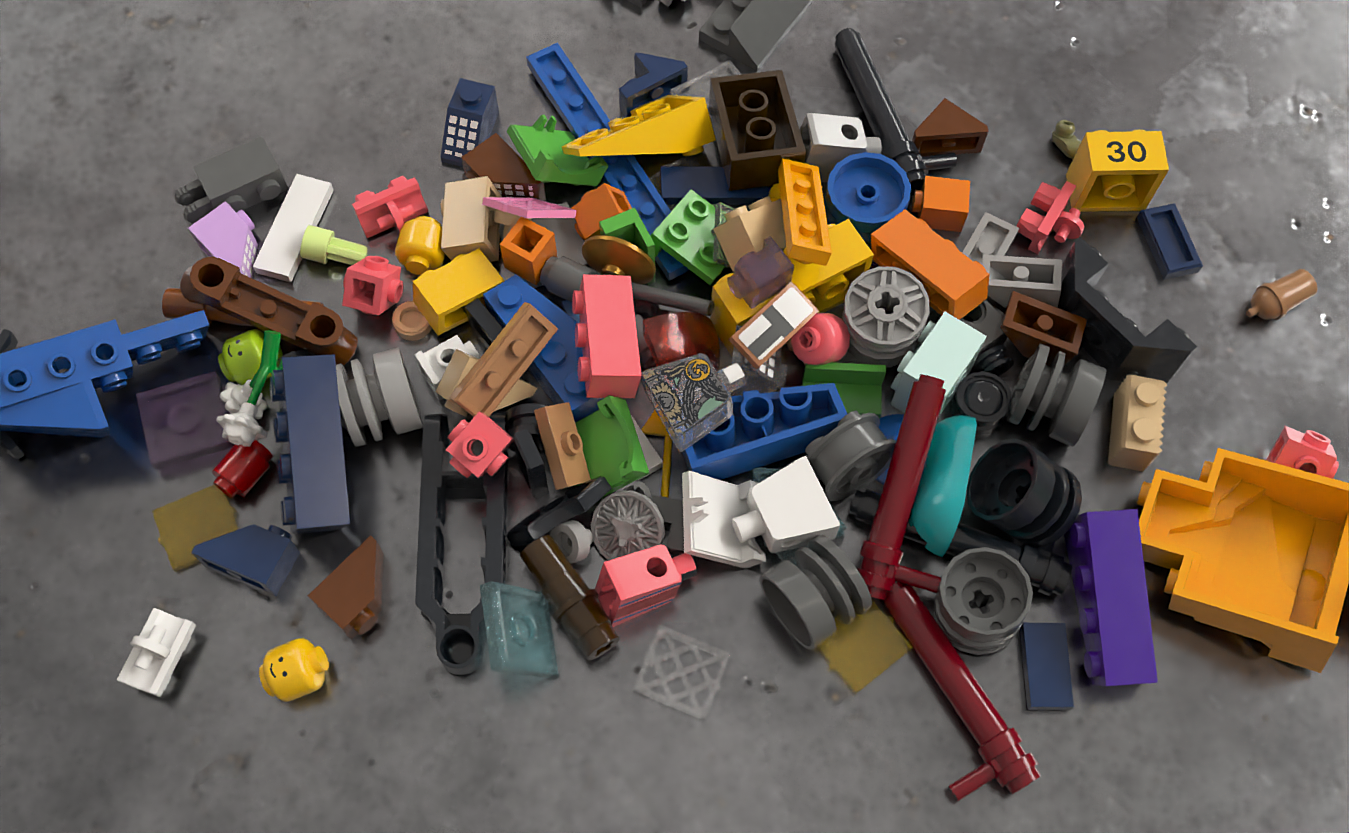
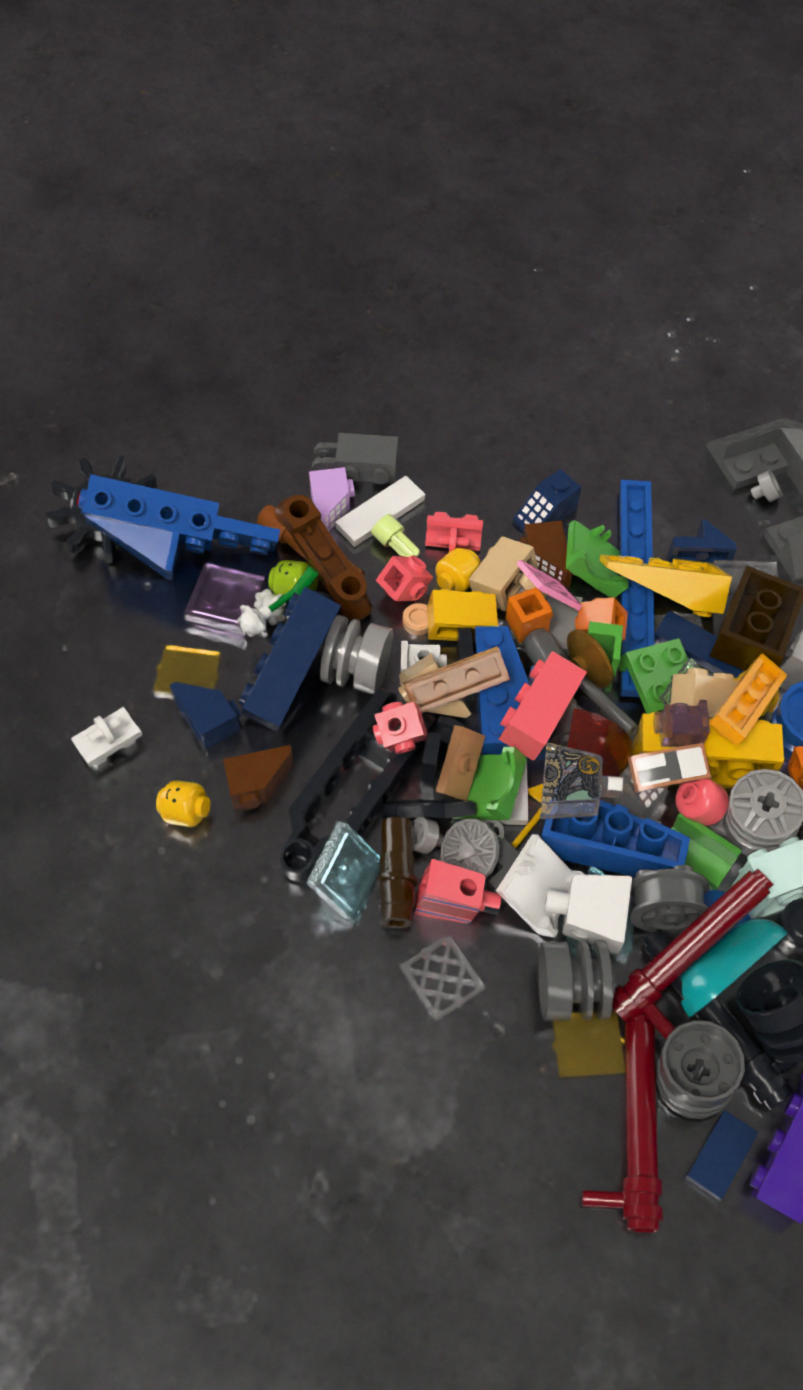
camera: 35 degrees right, 5 degrees down
(241, 468) = (238, 651): red brick -> none

